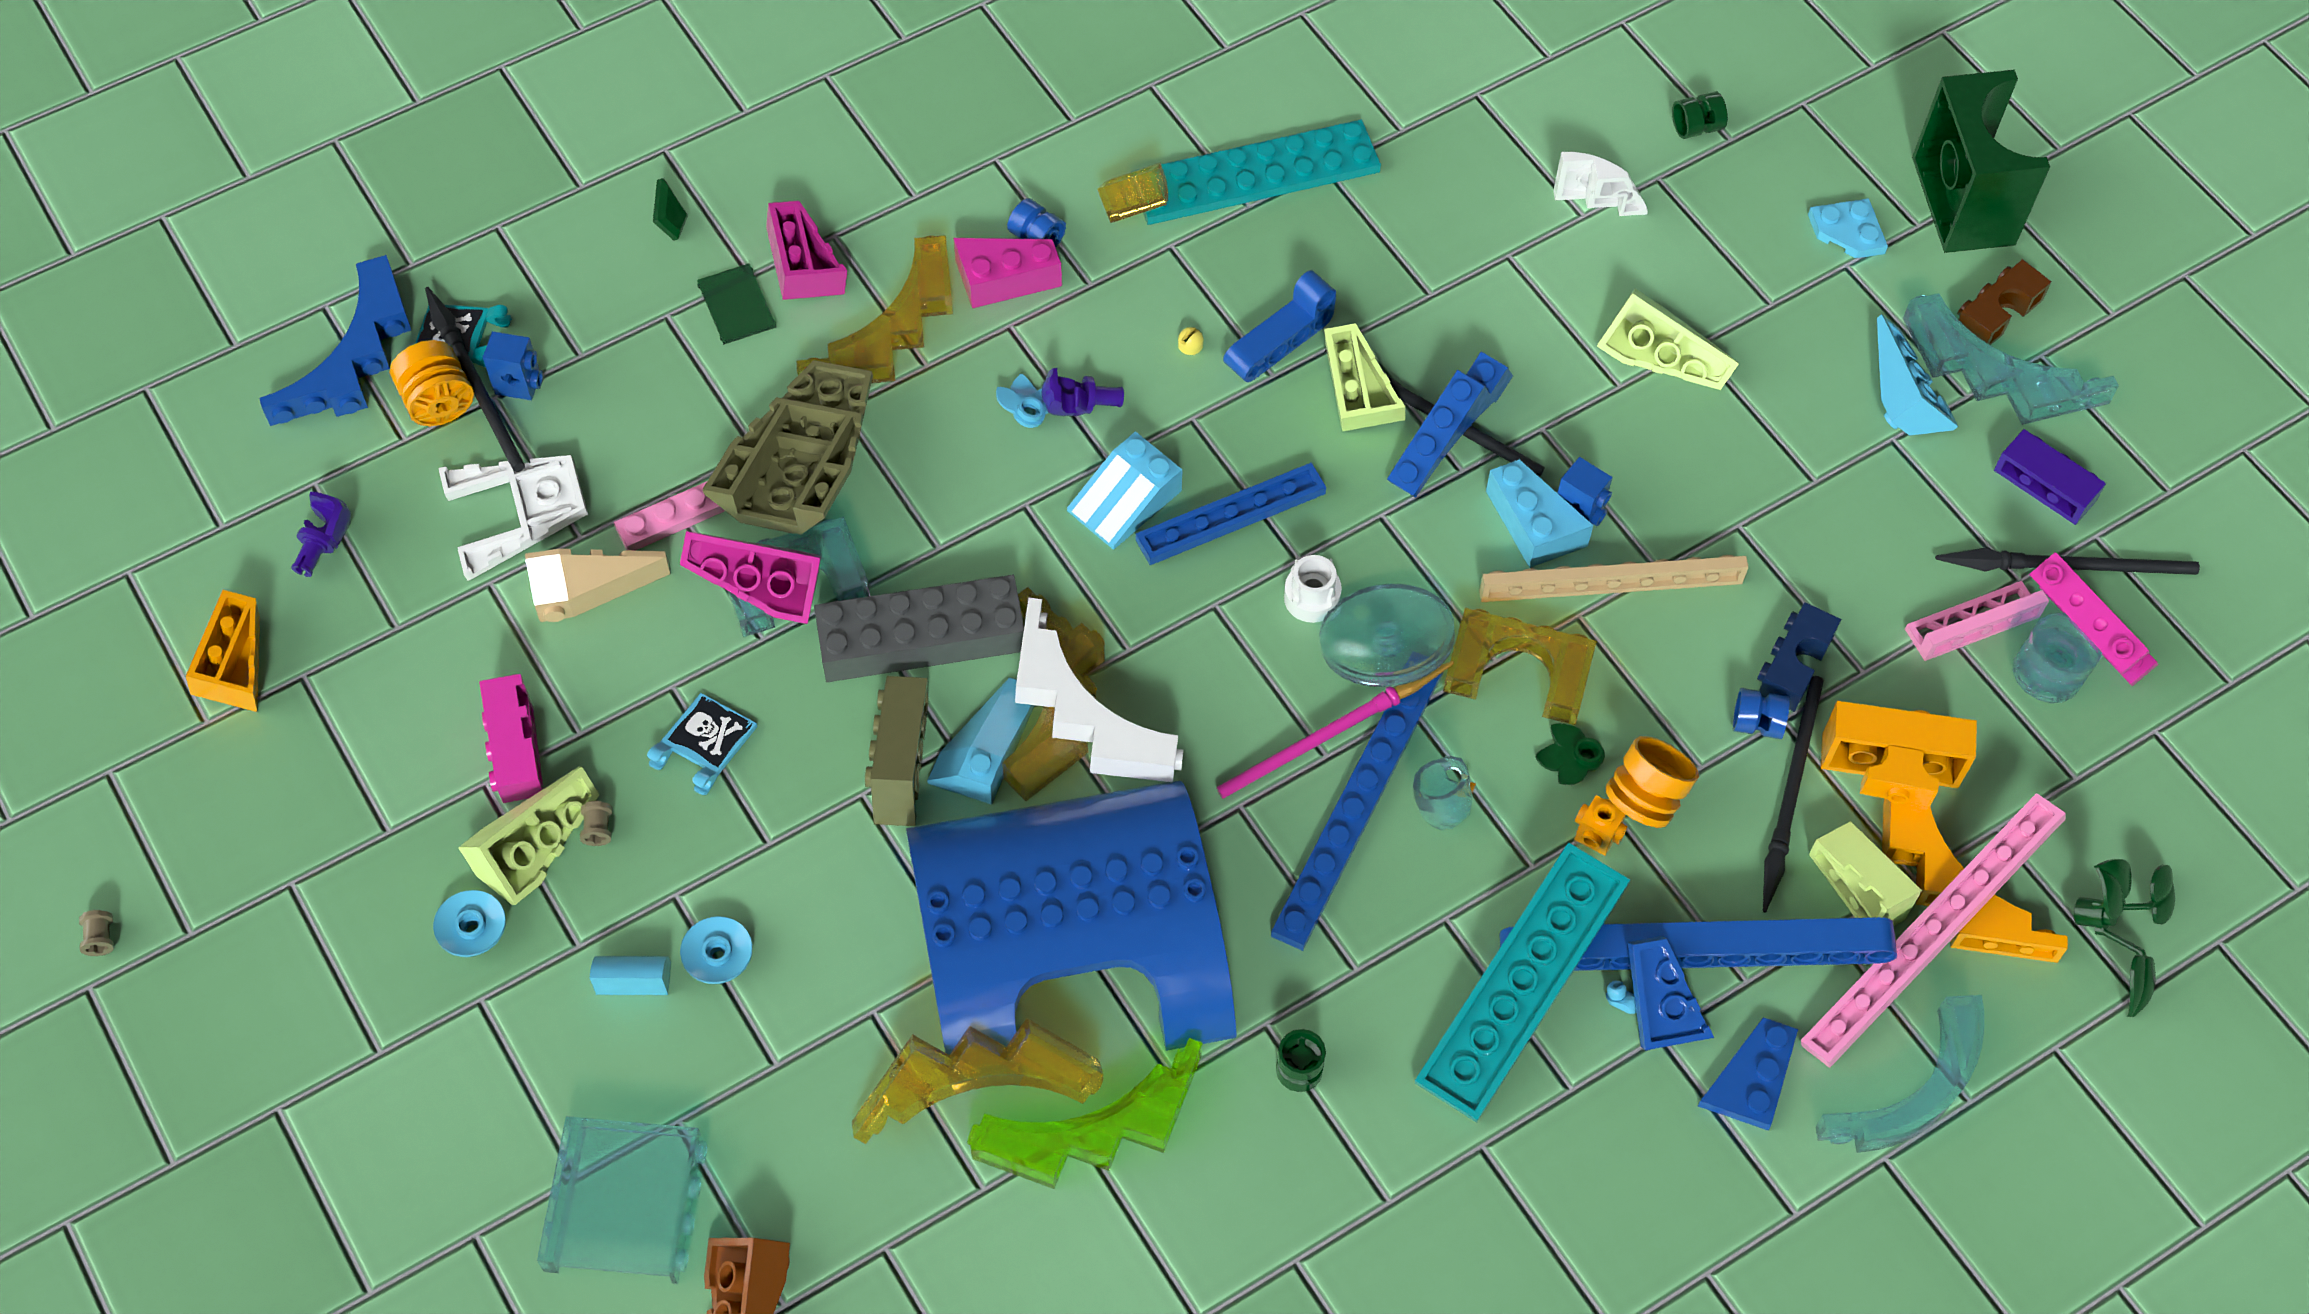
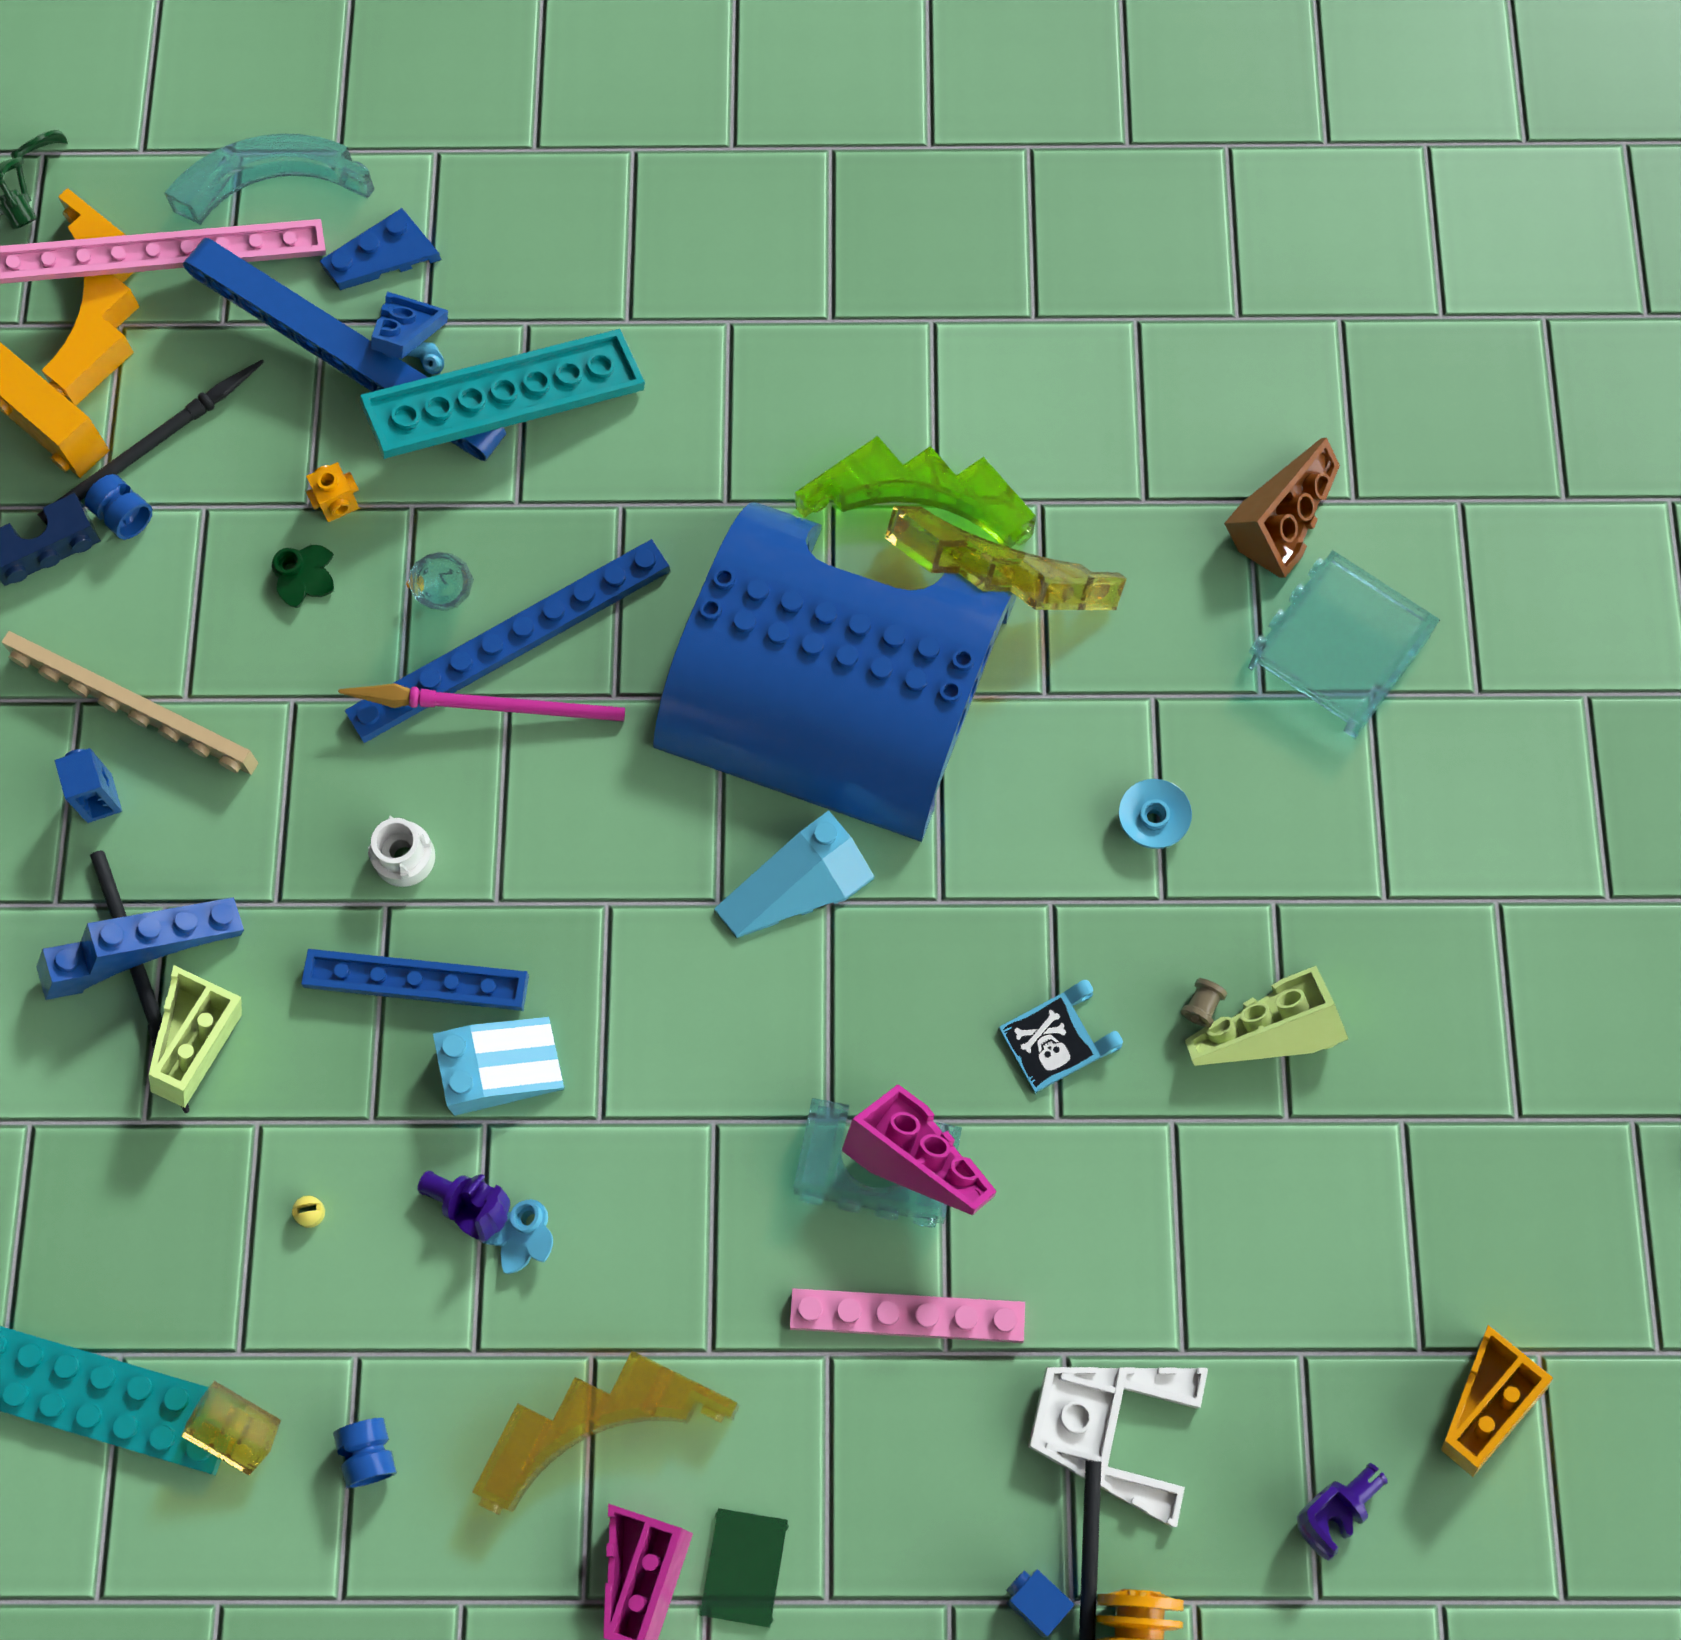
camera: 145 degrees left, 10 degrees up
(462, 911) = (1376, 952): medium azure dish -> none
(512, 738) = (1246, 1130): dark pink wedge -> none
(574, 584) = (1102, 1277): tan wedge -> none
(630, 975) = (1241, 836): medium azure brick -> none
(797, 454) = (793, 1282): olive wedge -> none
(897, 750) = (882, 911): olive wedge -> none
(919, 628) = (789, 1025): dark grey brick -> none
(1006, 268) = (436, 1415): dark pink wedge -> none
(1040, 756) = (669, 915): clear yellow arch -> none
(1118, 745) = (713, 875): white arch -> none
(1285, 330) = (171, 1163): blue beam -> none
(1300, 1060) = (723, 442): dark green wheel -> none
(1387, 635) = (372, 757): clear light blue dish -> none
(1536, 515) = (144, 803): medium azure wedge -> none
(1563, 655) = (292, 714): clear yellow arch -> none
(1652, 781) = (264, 485): light orange wheel -> none
(1864, 875) = (164, 327): yellowish green wedge -> none
(1900, 778) = (67, 368): light orange brick -> none

